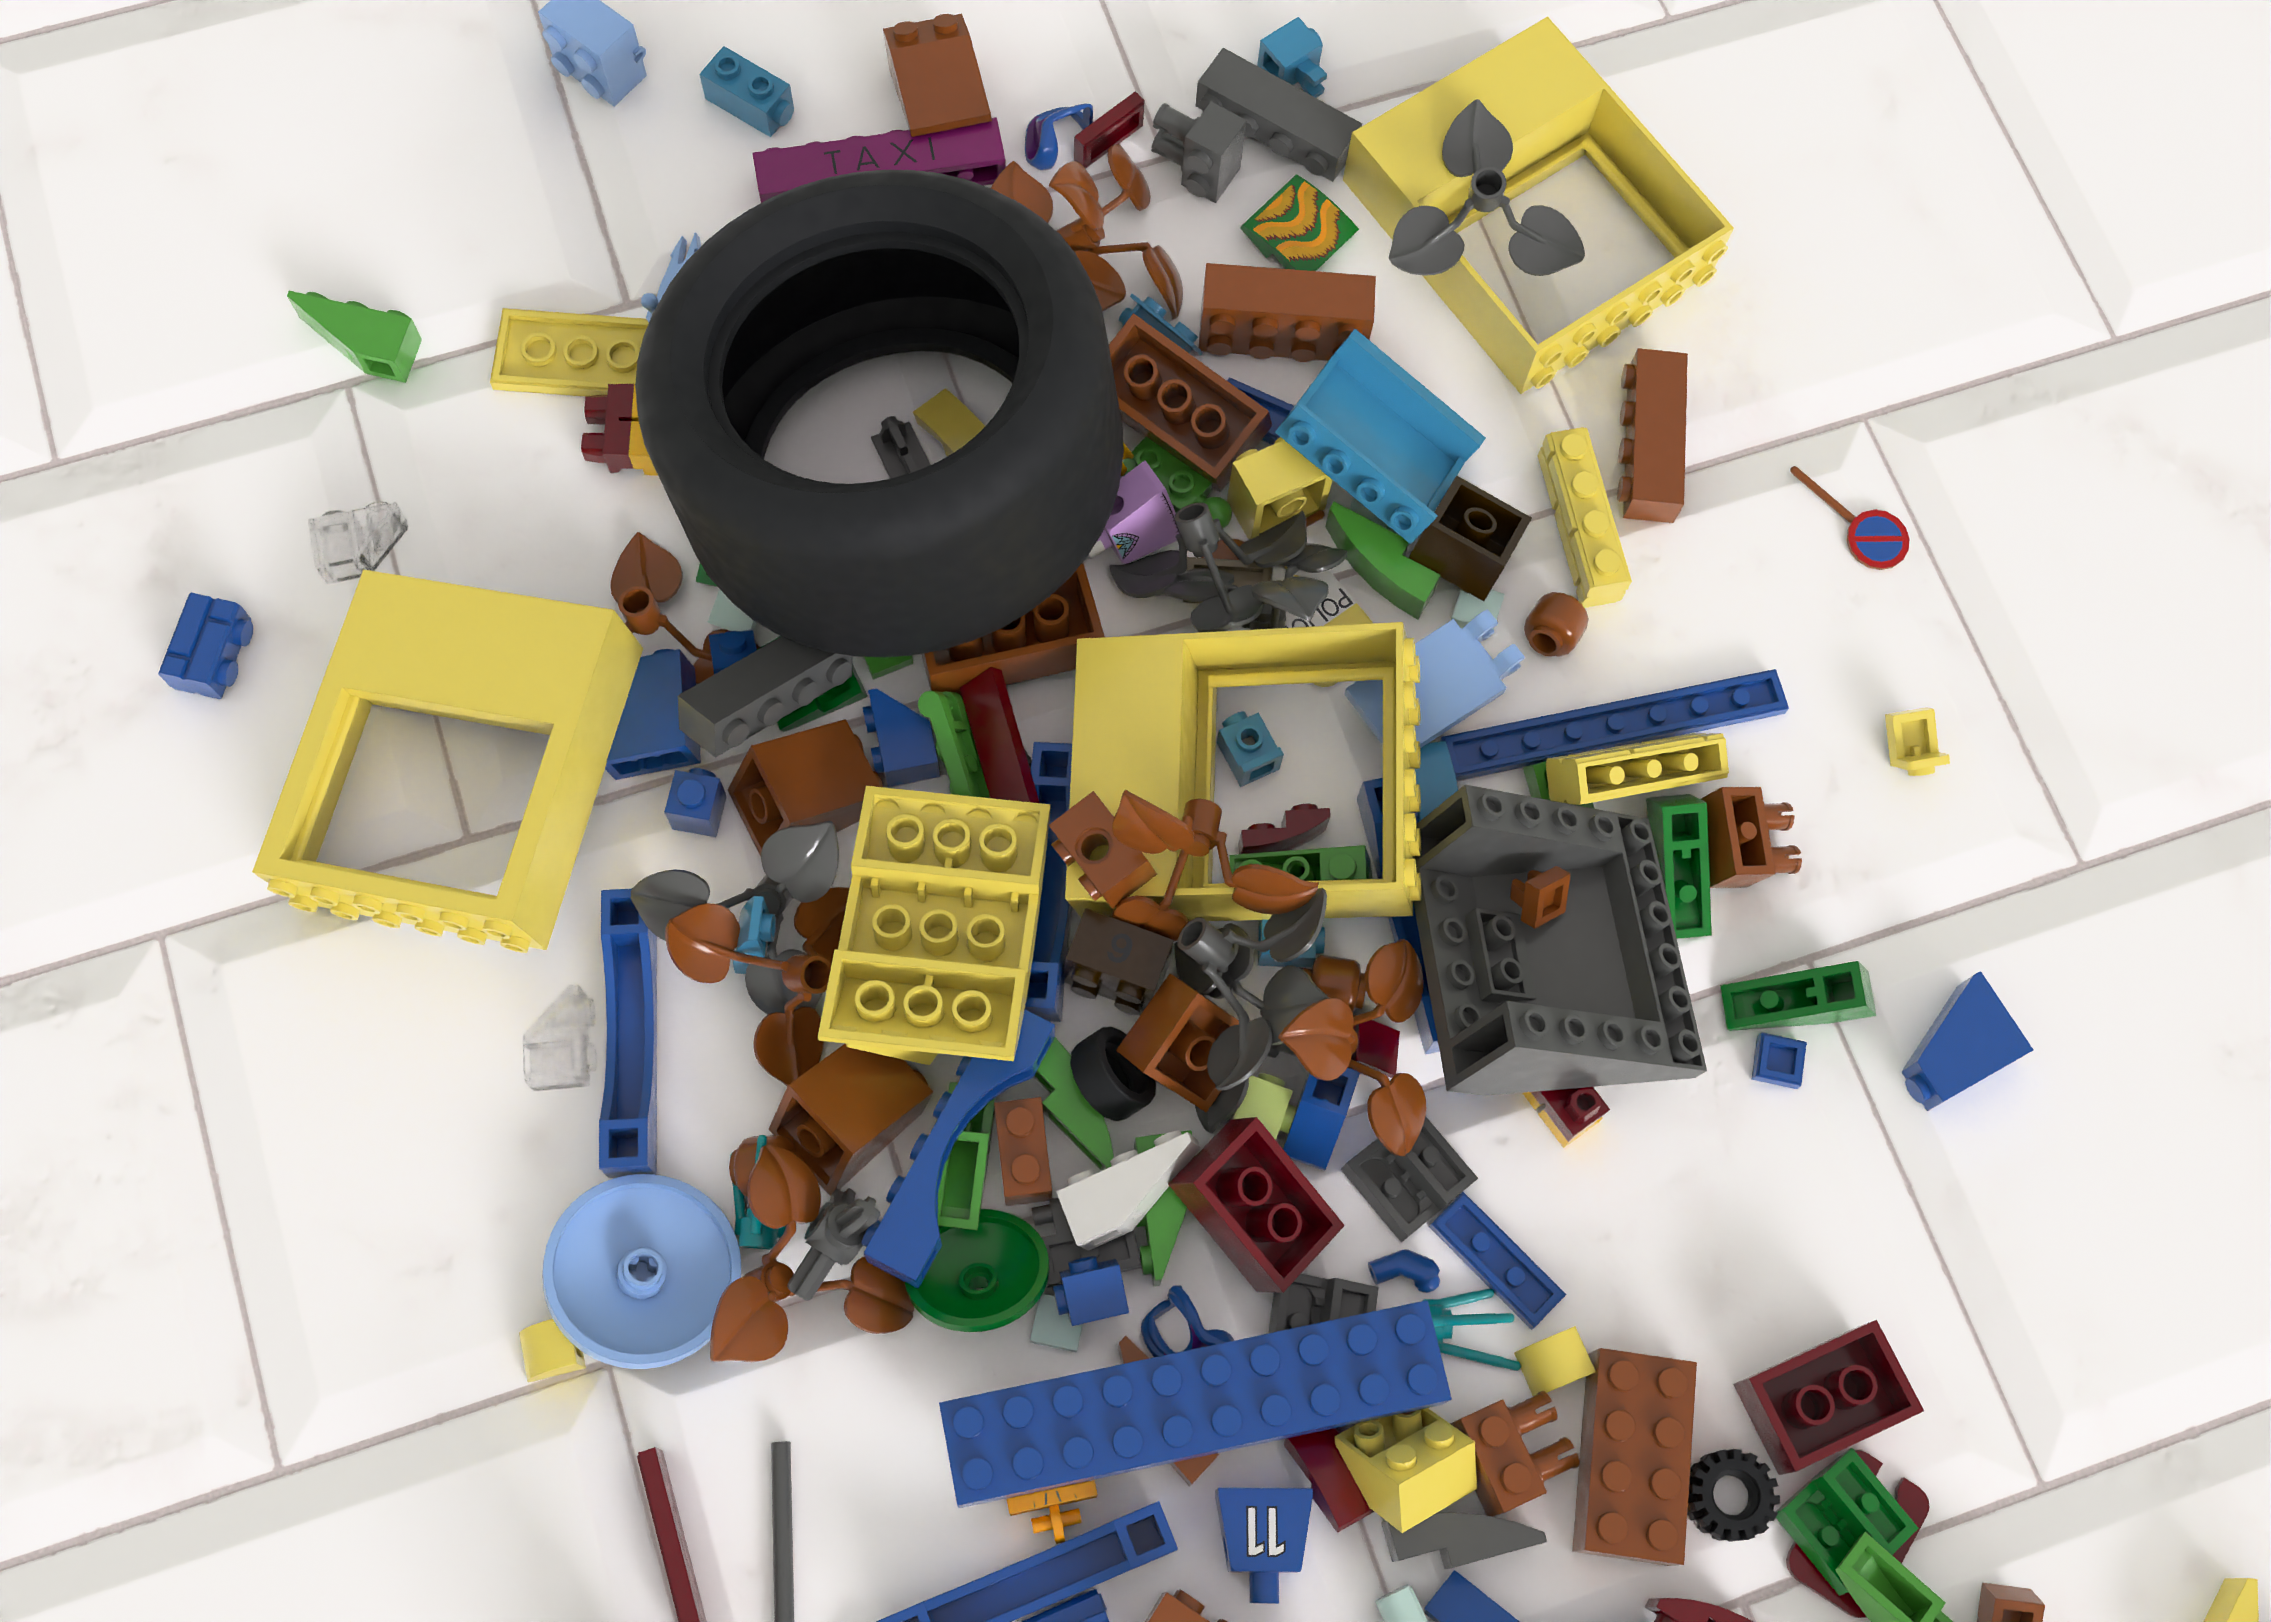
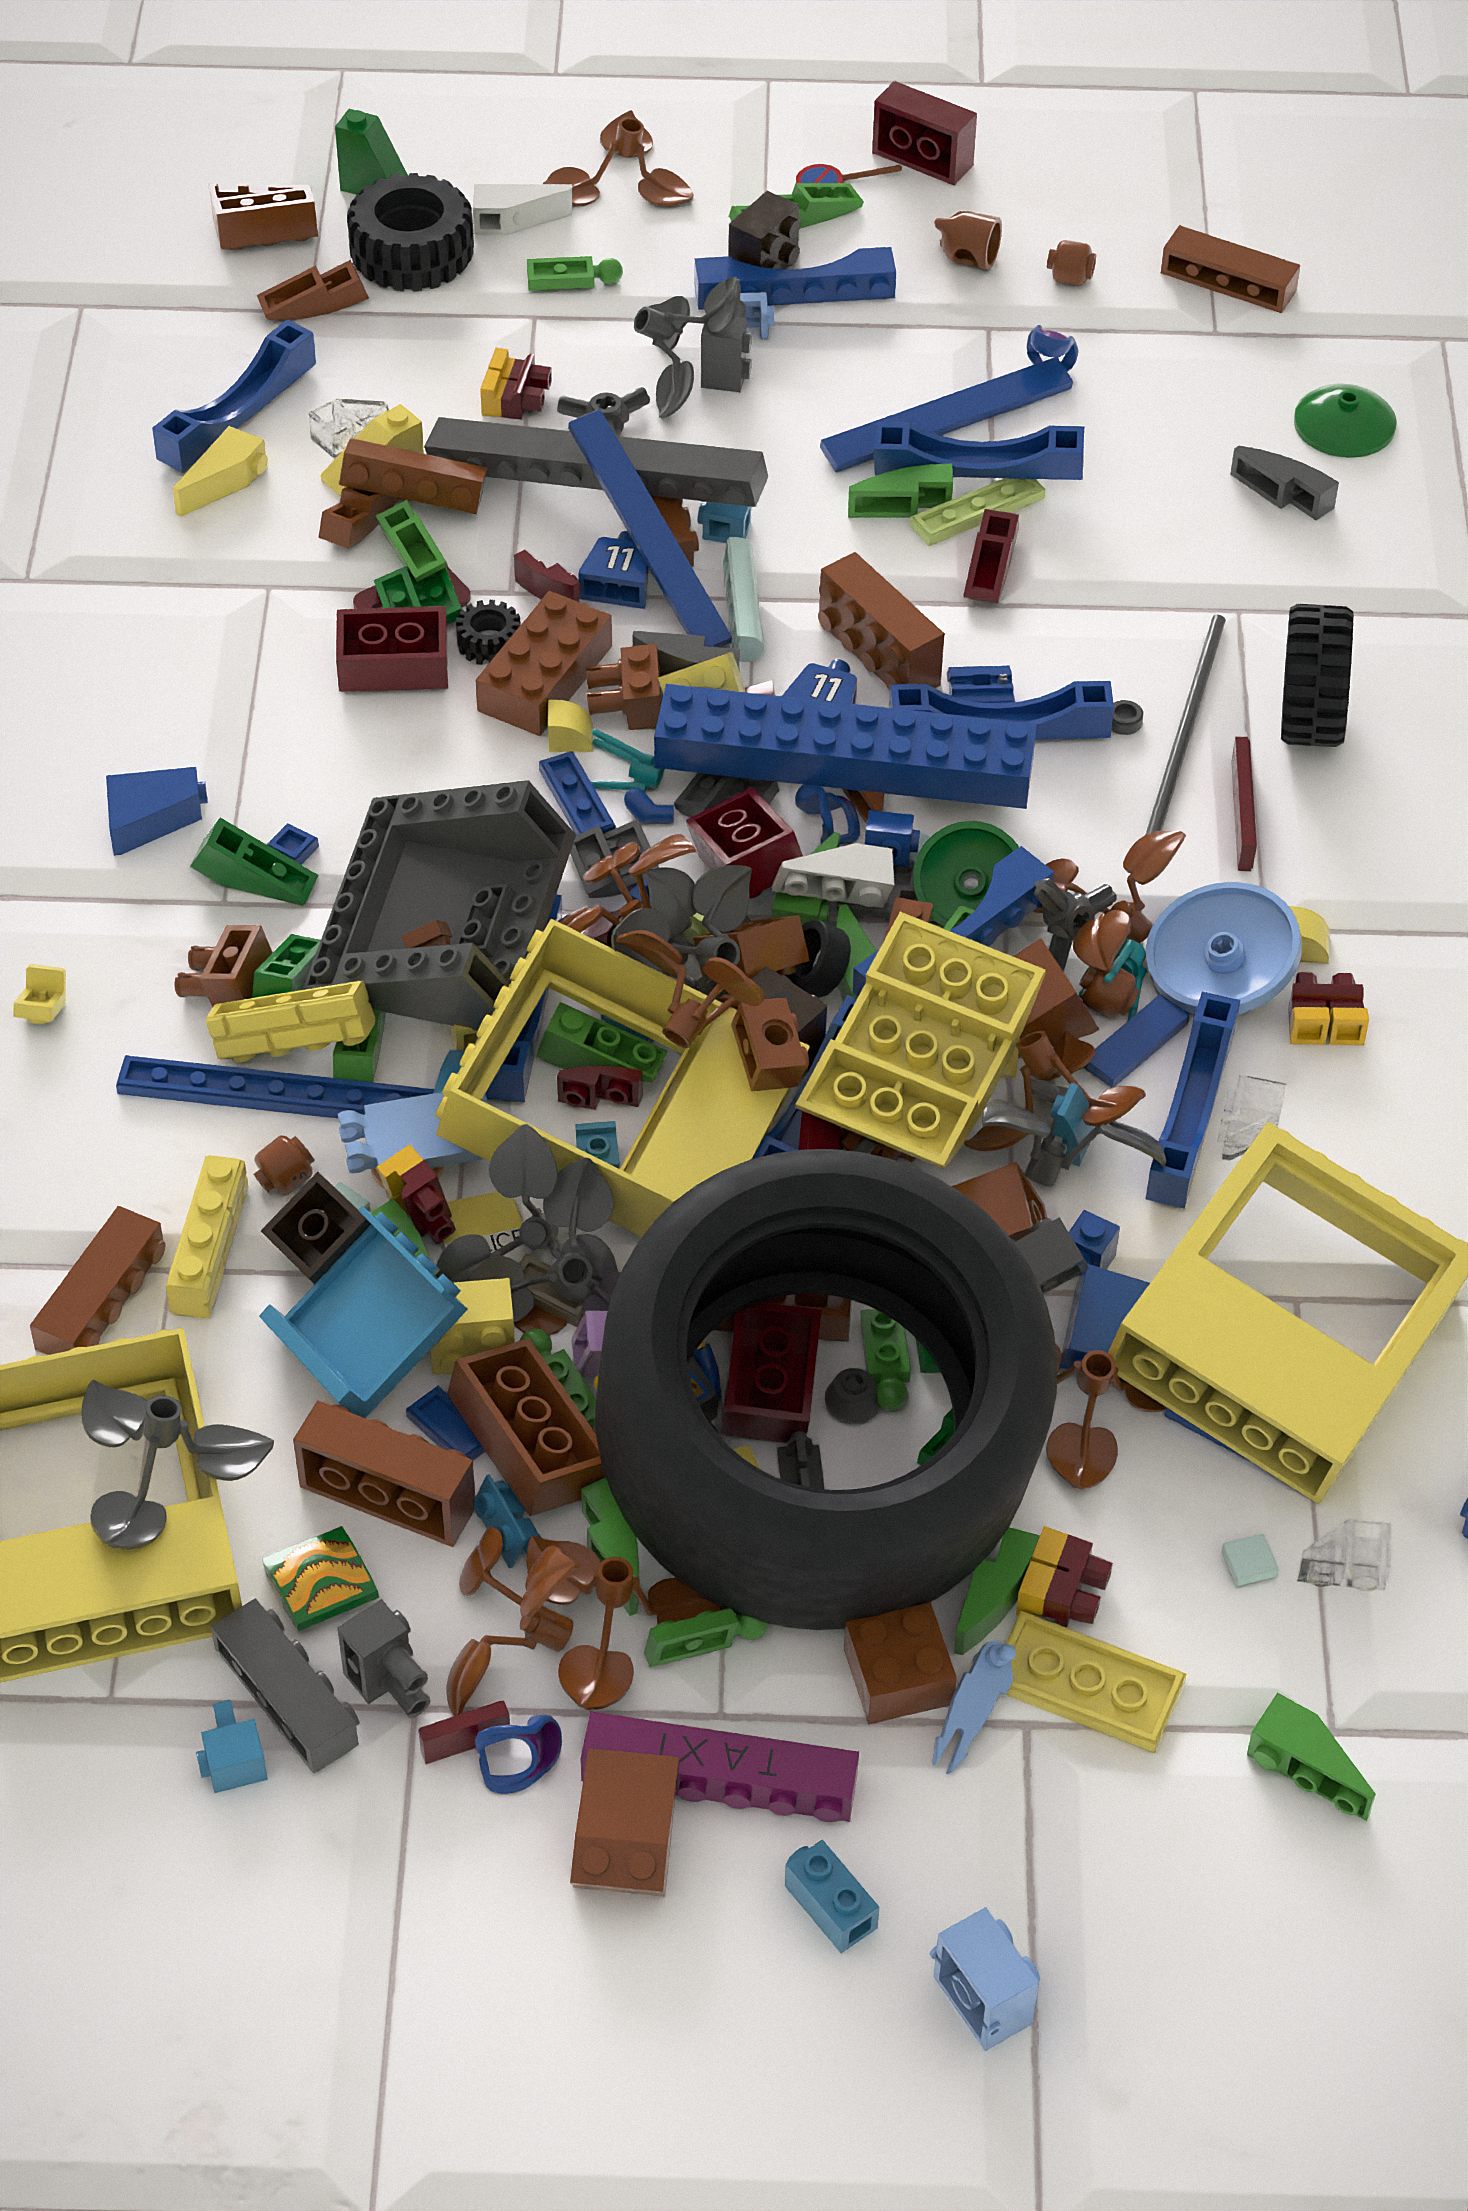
camera: 155 degrees left, 20 degrees down
(455, 518) = (1250, 1559): none -> light aqua tile
(500, 1231) = (1328, 1009): none -> hips
(718, 1121) = (1137, 1040): none -> blue tile
(1397, 599) = (418, 1193): none -> dark red hips

